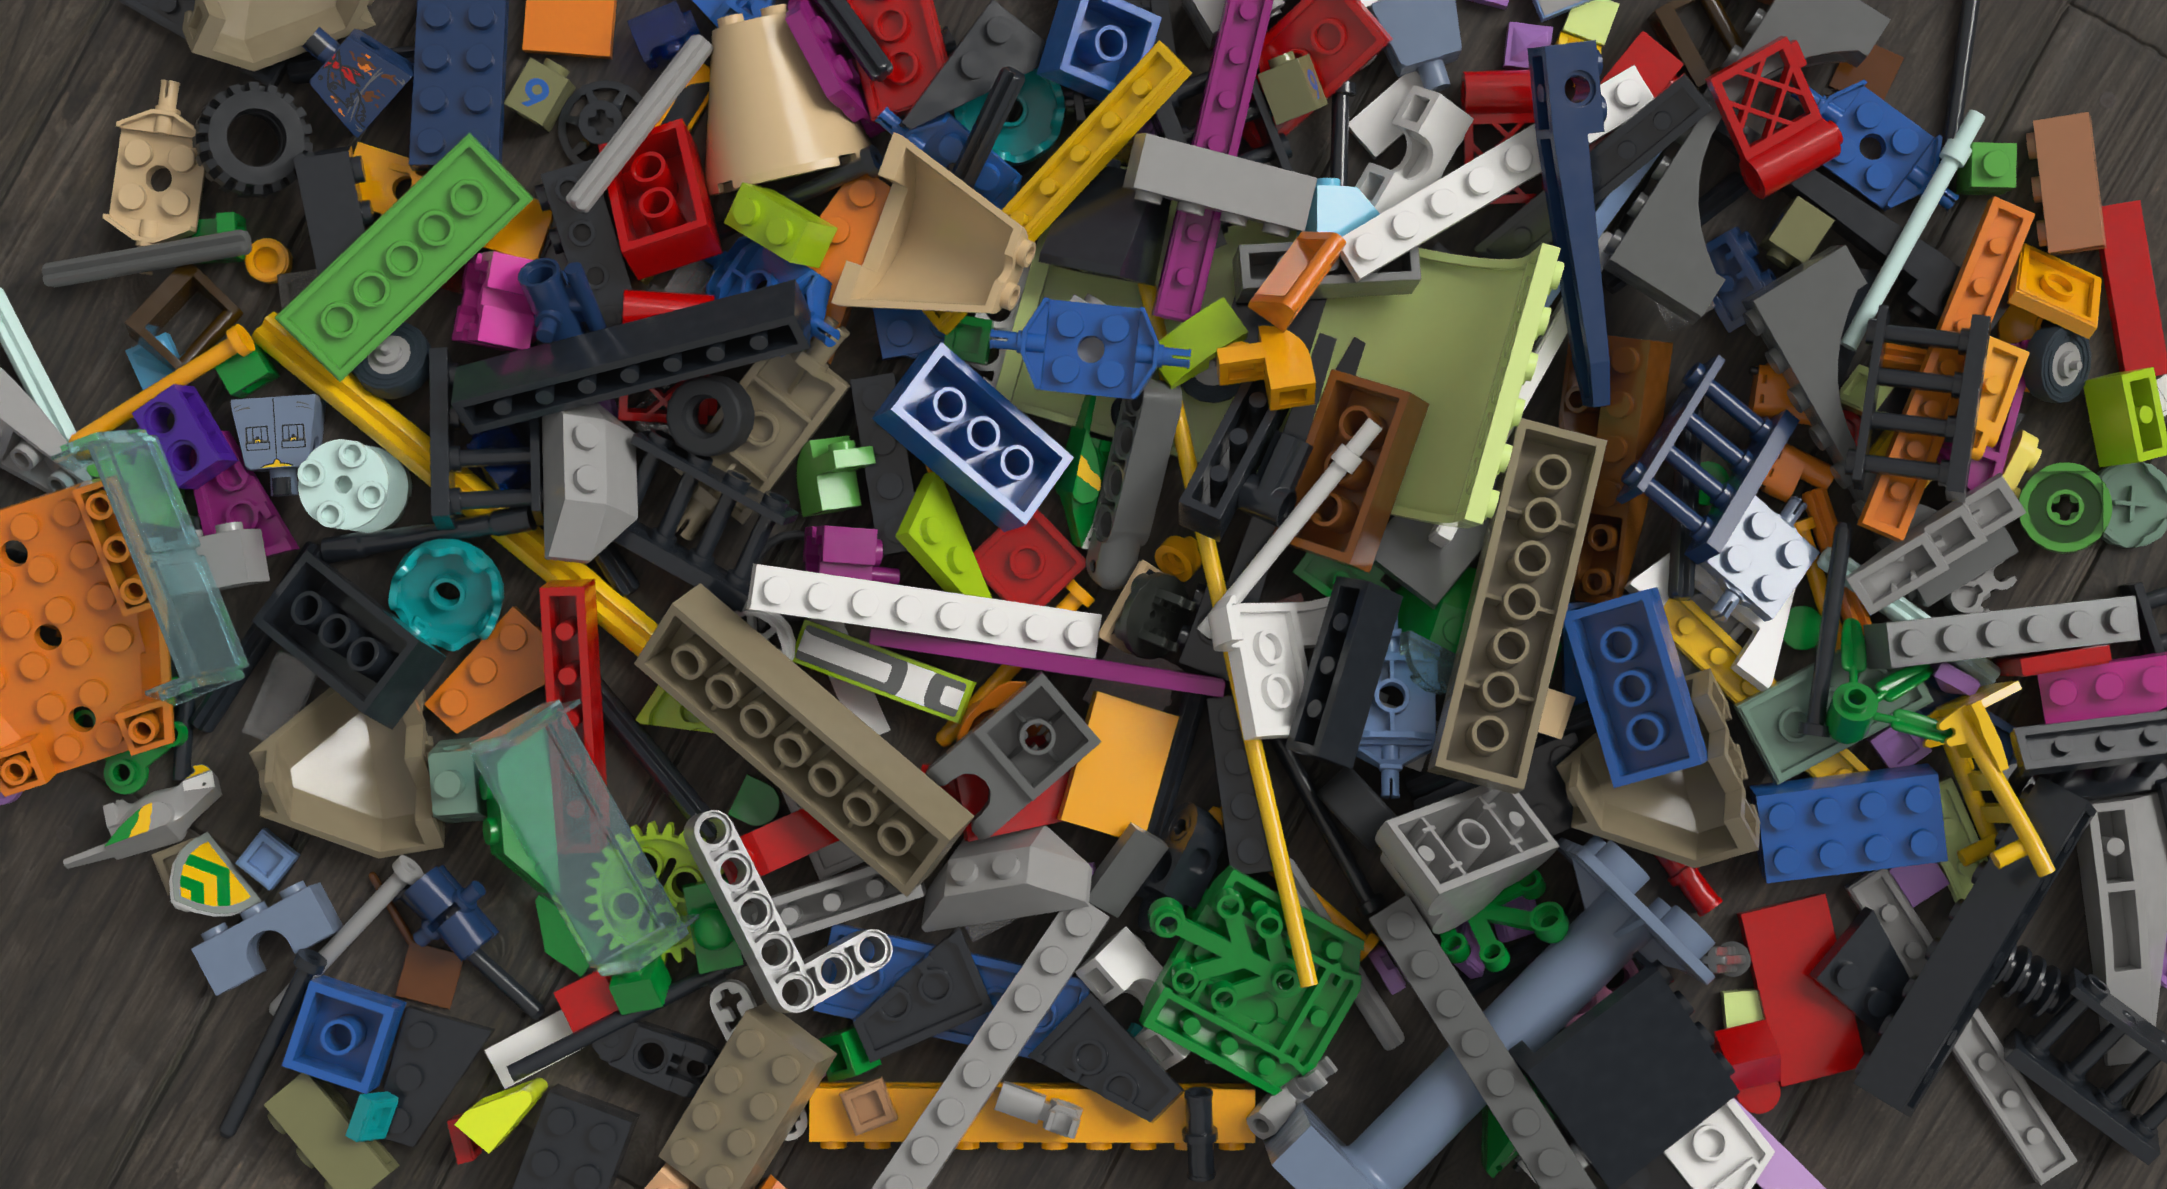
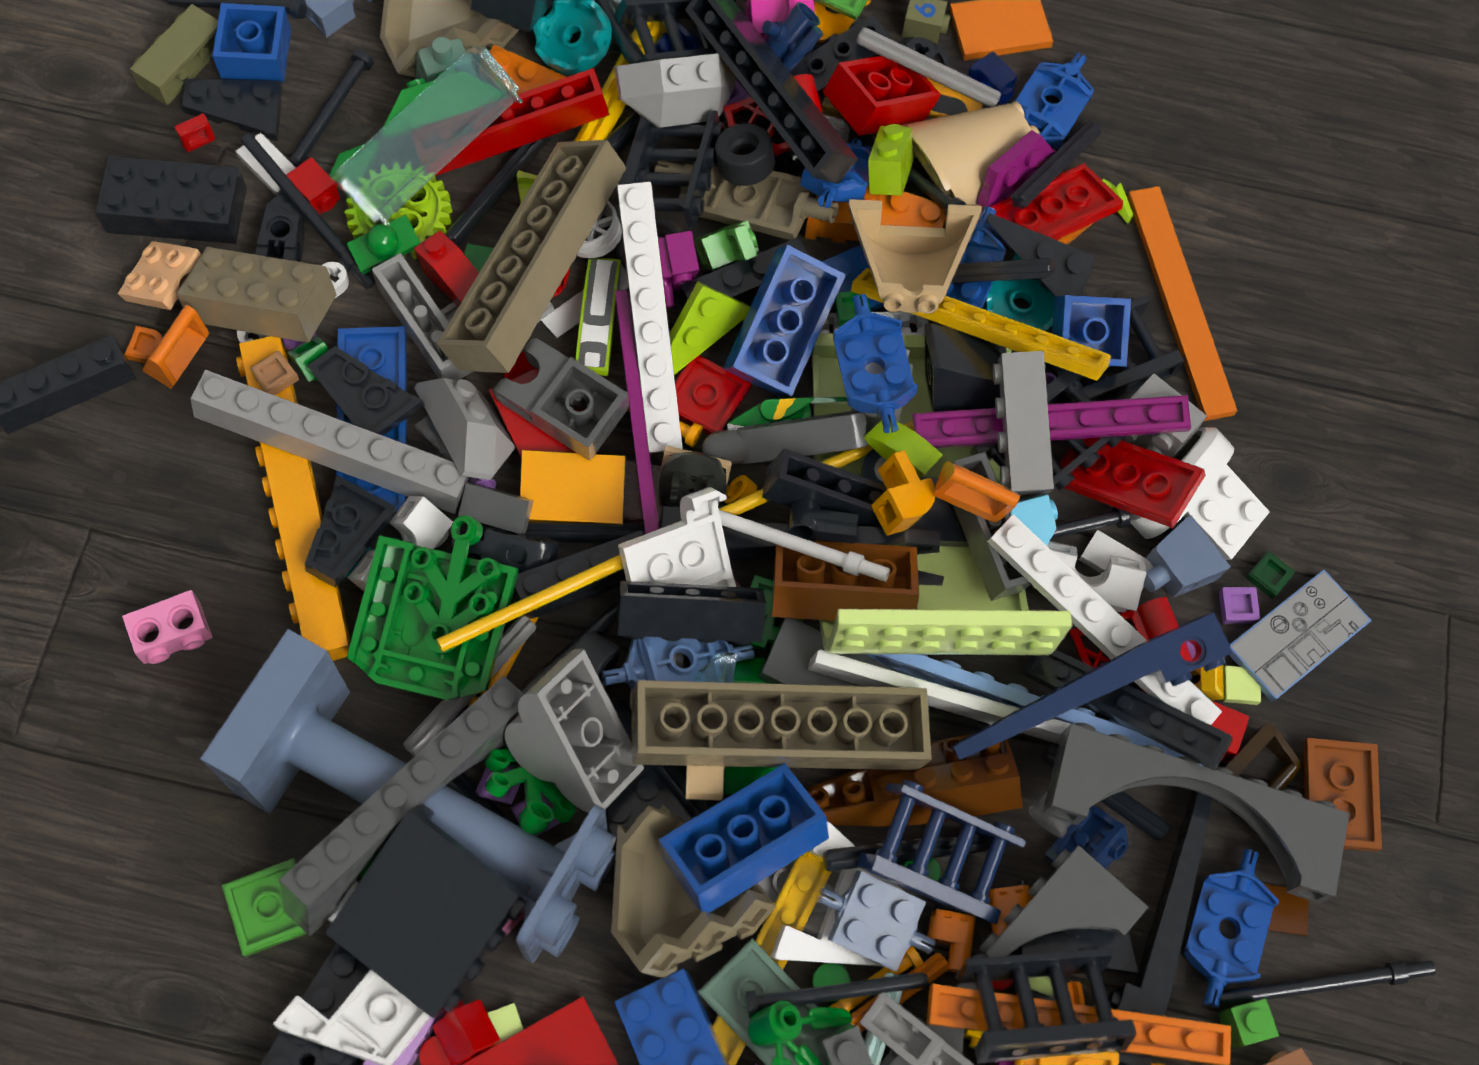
camera: 65 degrees right, 20 degrees down
(372, 1116) = (197, 67): teal tile -> none
(405, 872) = (374, 51): light grey bar -> none
(428, 971) = (309, 91): reddish brown piece -> none
(450, 912) = (353, 87): dark blue pin -> none
(498, 1114) = (213, 141): neon yellow tile -> none
(641, 989) = (331, 208): green plate -> none
(769, 925) = (390, 266): light grey beam -> none
(1031, 1106) = (296, 487): light grey bar -> none
(1200, 1134) = (303, 608): black pin -> none
(1275, 1110) = (353, 676): light grey bar -> none
(1292, 87) = (1110, 469): olive brick -> none
(1692, 885) = (597, 950): red pin -> none
(1729, 959) = (544, 998): dark grey axle -> none
(1795, 146) = (1204, 847): red piece -> none
(1795, 234) = (1144, 881): olive brick -> none
(1953, 155) = (1249, 986): light aqua bar -> none

